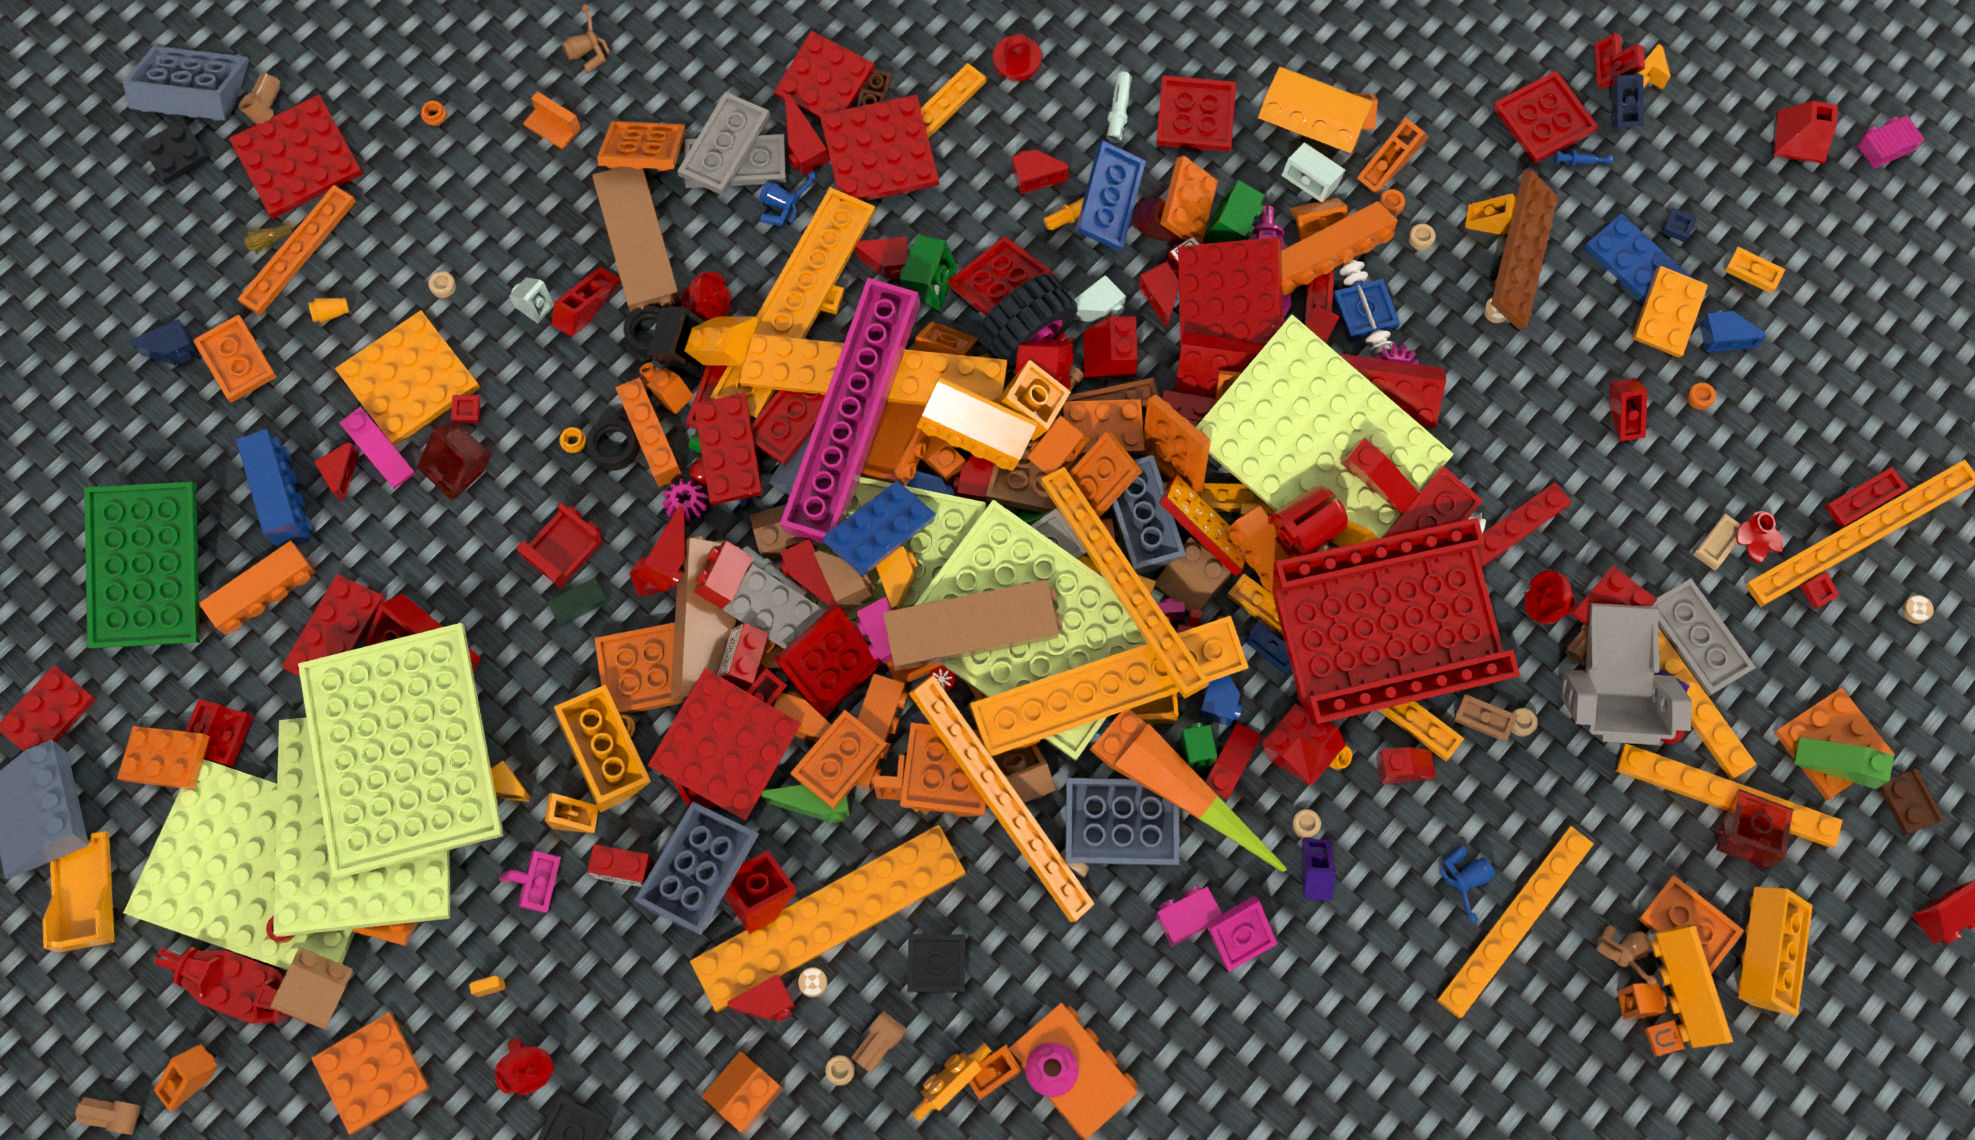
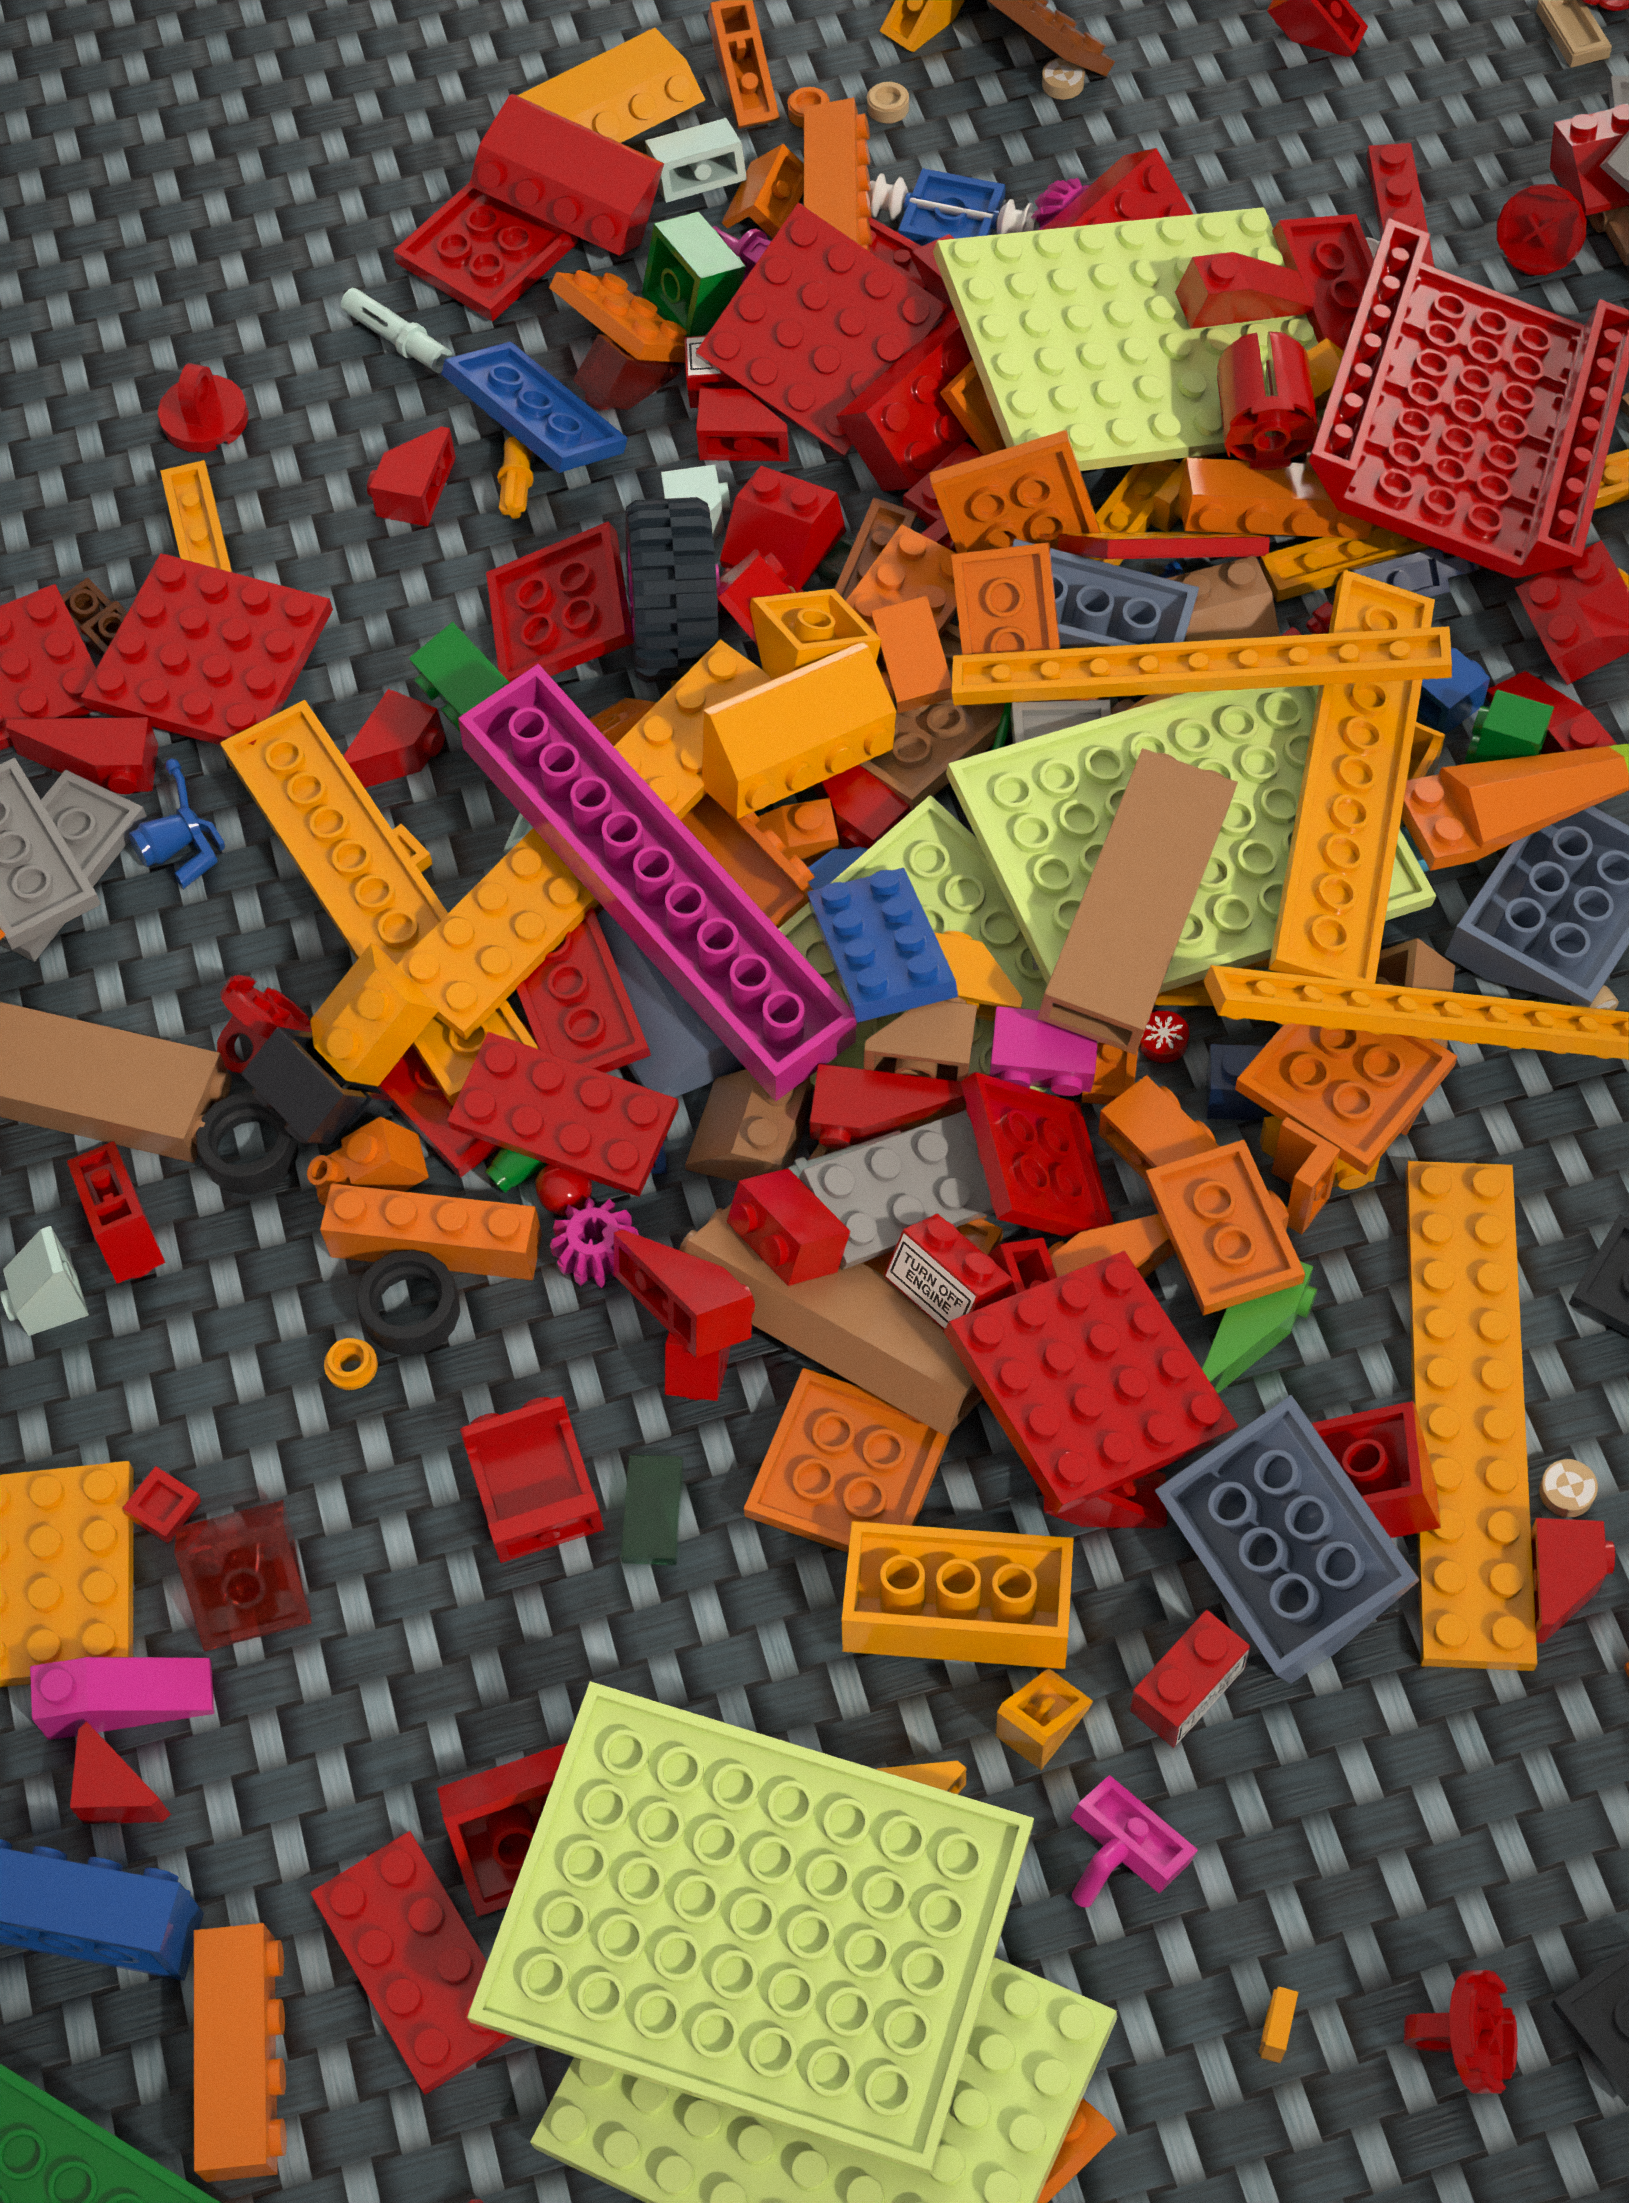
camera: 55 degrees left, 10 degrees down
(1251, 122) = (567, 175): none -> red slope

